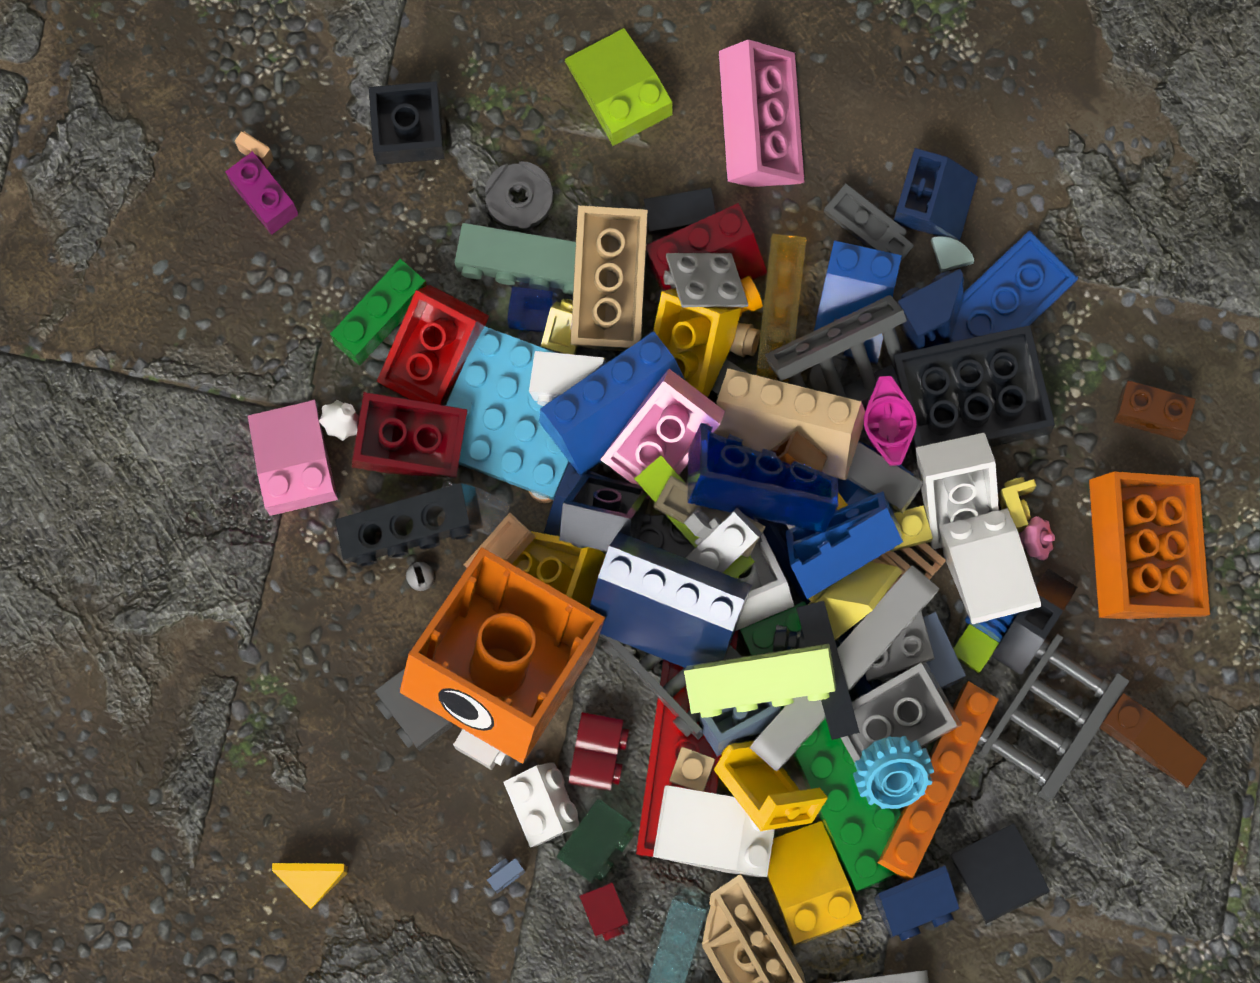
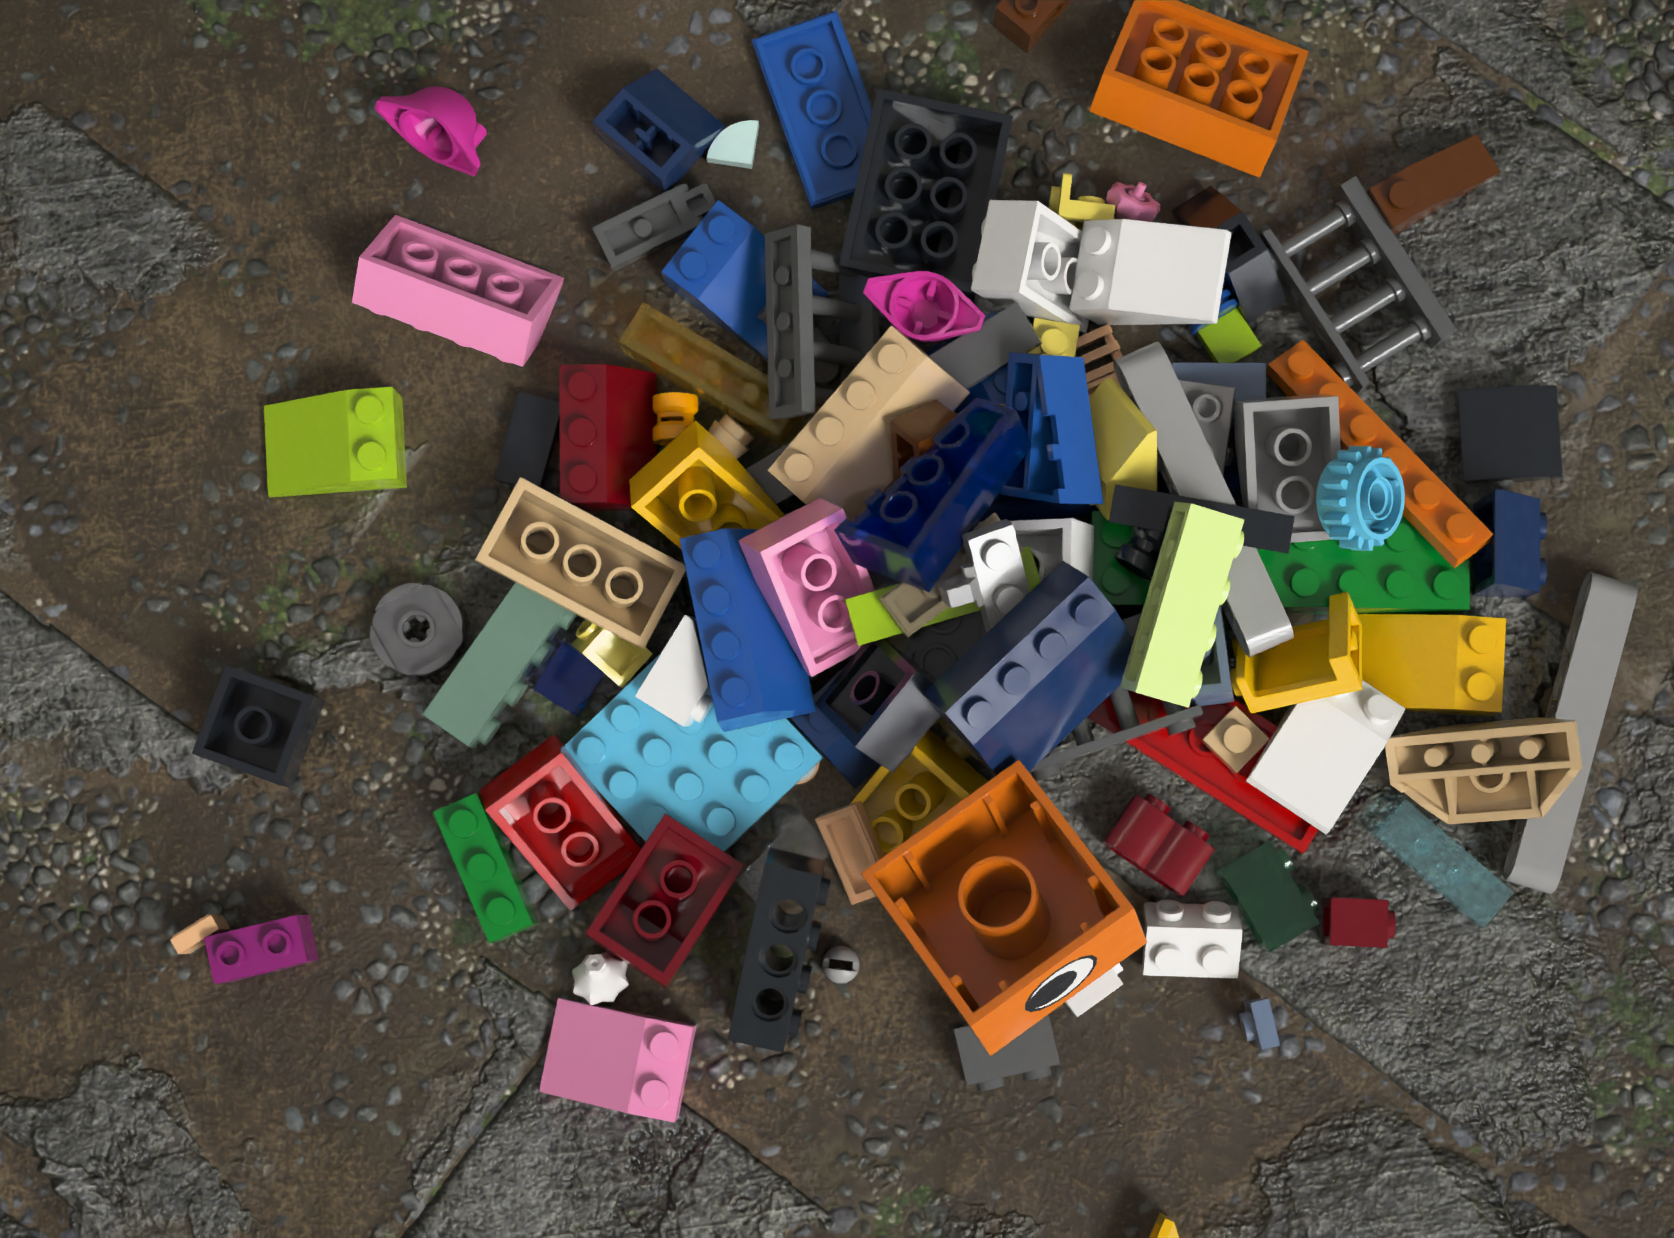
camera: 65 degrees left, 5 degrees up
(705, 280) = (641, 447): light grey hinge -> none
(868, 50) = (437, 125): none -> dark pink hat
(932, 310) = (808, 192): dark blue slope -> none

